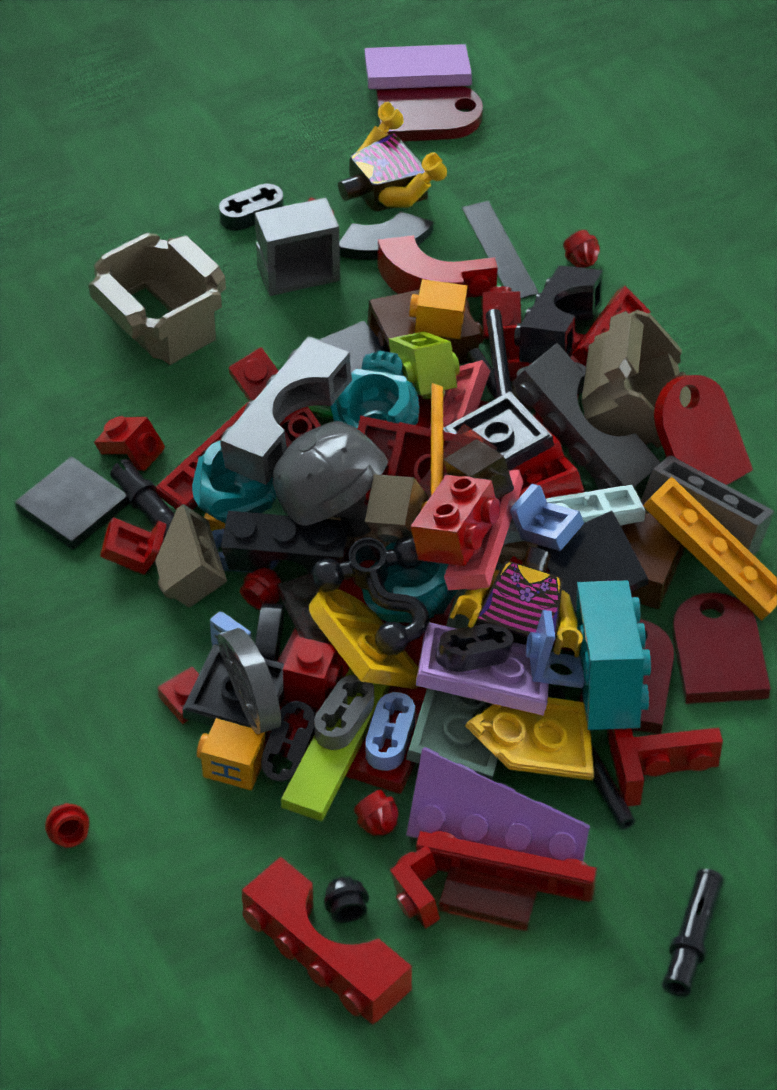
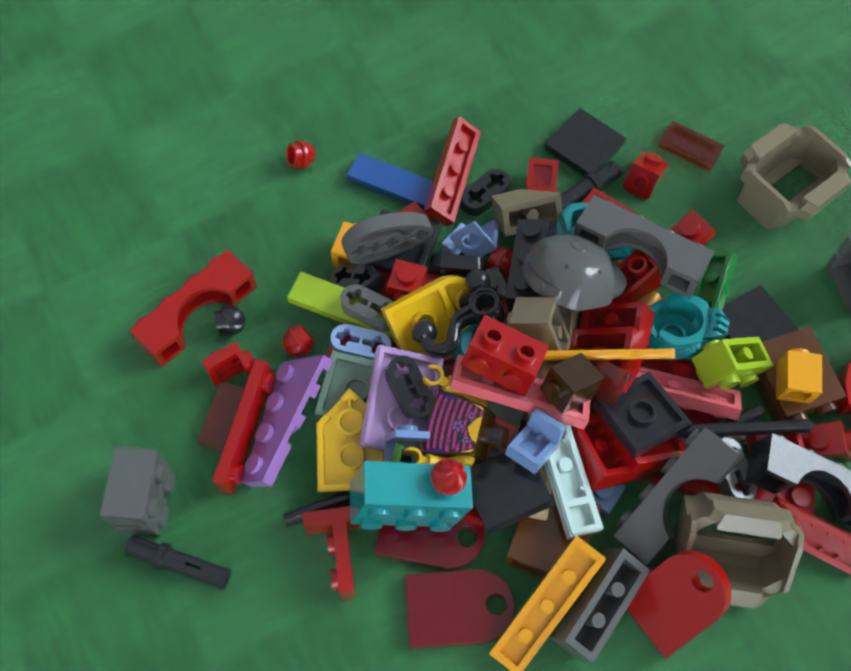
camera: 90 degrees right, 15 degrees up
(84, 397) = (691, 146): none -> clear red tile
(99, 637) = (452, 172): none -> plate
(117, 718) = (389, 180): none -> blue tile
(149, 606) = (483, 189): none -> black beam
(235, 600) = (482, 239): none -> medium blue bracket
(572, 667) = (397, 453): none -> bright green piece
(600, 588) = (448, 477): none -> red plate
(614, 964) = (137, 492): none -> dark grey piece

